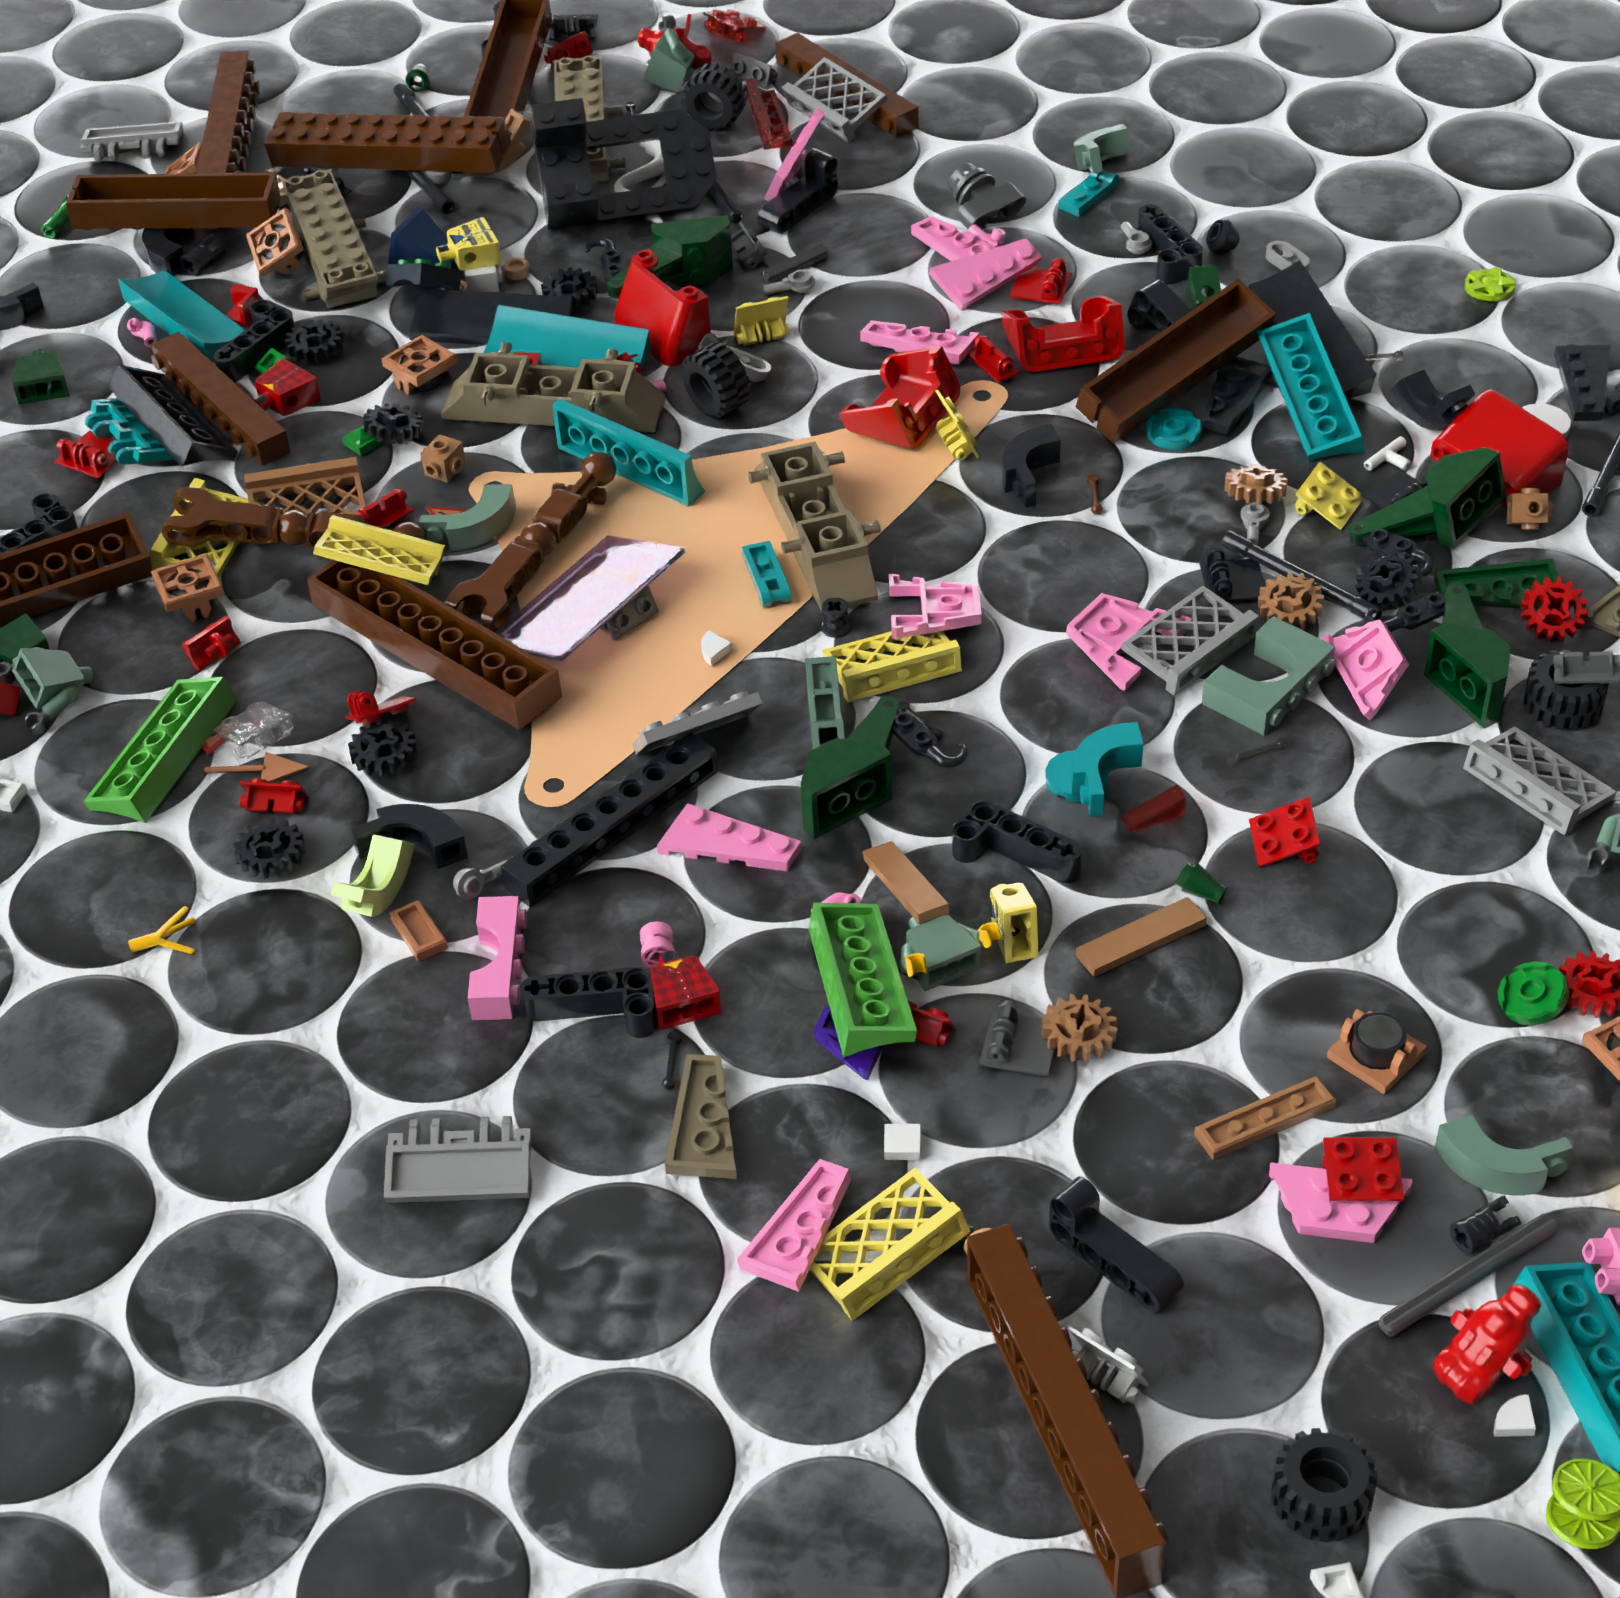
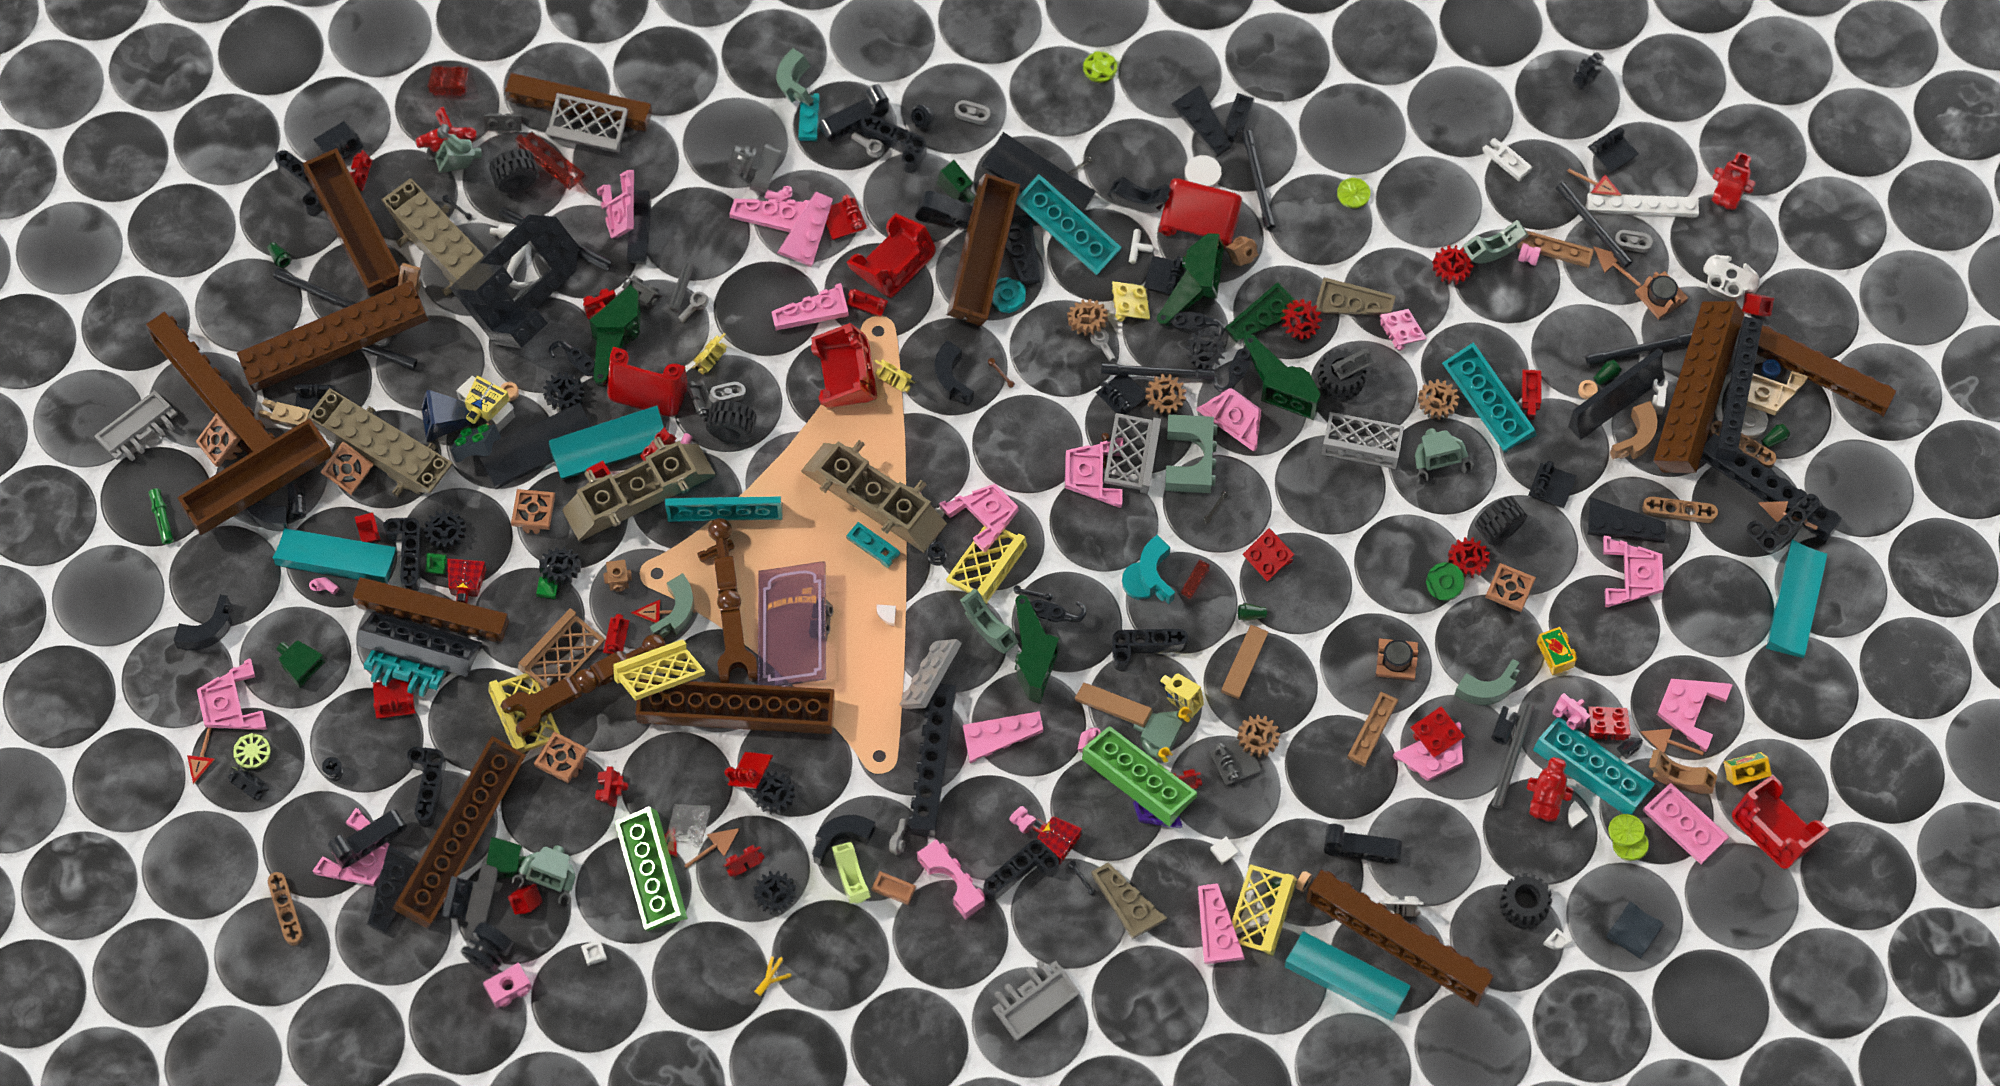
camera: 40 degrees left, 20 degrees up
(940, 1419) = (1347, 976): none -> teal arch
(1109, 206) = (850, 118): none -> black beam

